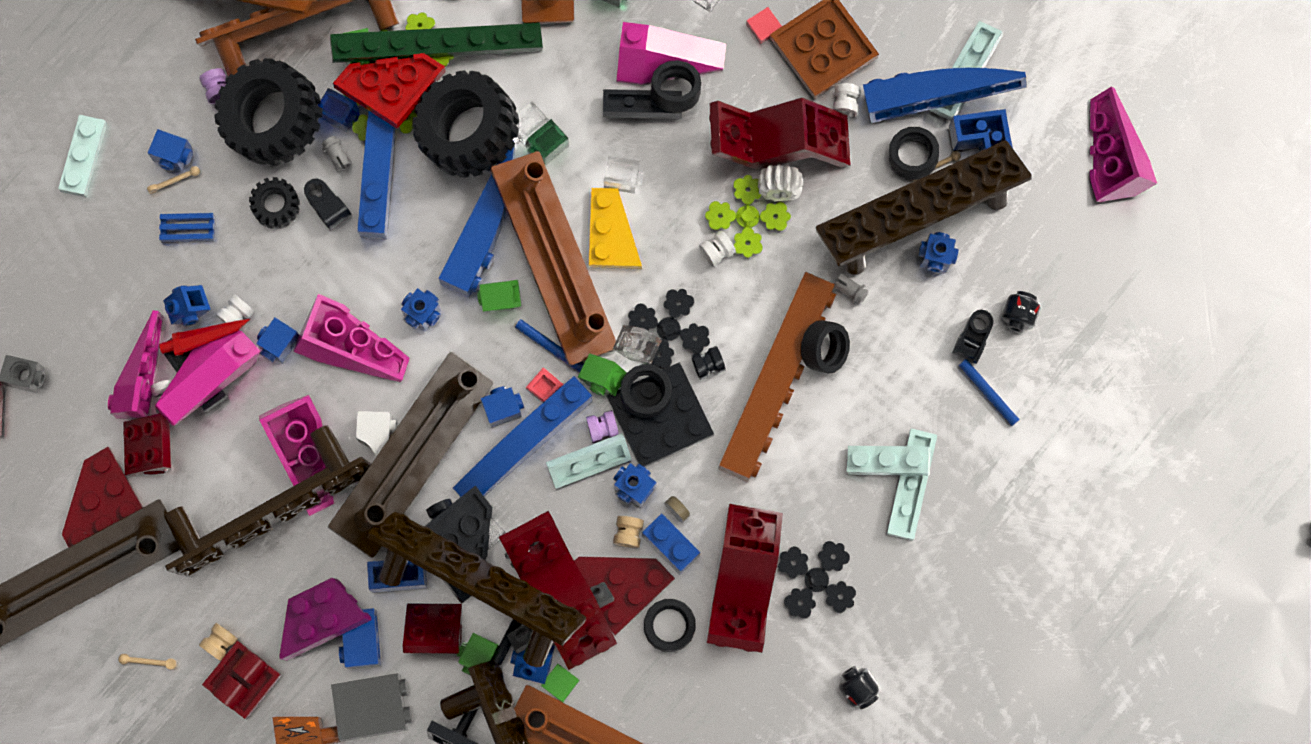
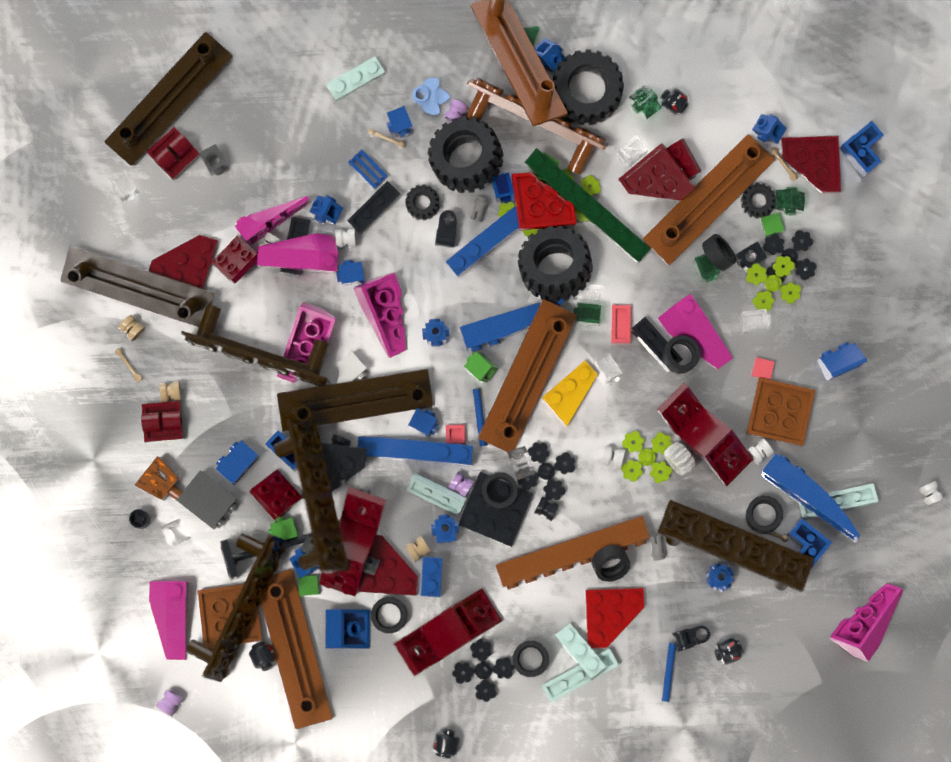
camera: 50 degrees right, 5 degrees up
(111, 621) = (131, 327): none -> tan wheel
(176, 94) = (433, 96): none -> light blue plate
(191, 339) = (310, 230): red bar -> none
(232, 256) = (374, 207): none -> black plate
(319, 617) = (229, 431): magenta wing -> none
(588, 121) = (621, 324): none -> coral tile
(601, 375) = (487, 459): bright green brick -> none
(643, 682) = (347, 629): none -> blue slope
(677, 508) = (453, 563): dark tan tile -> none
(863, 504) = (531, 644): none -> black tyre
(875, 396) = (610, 613): none -> red plate

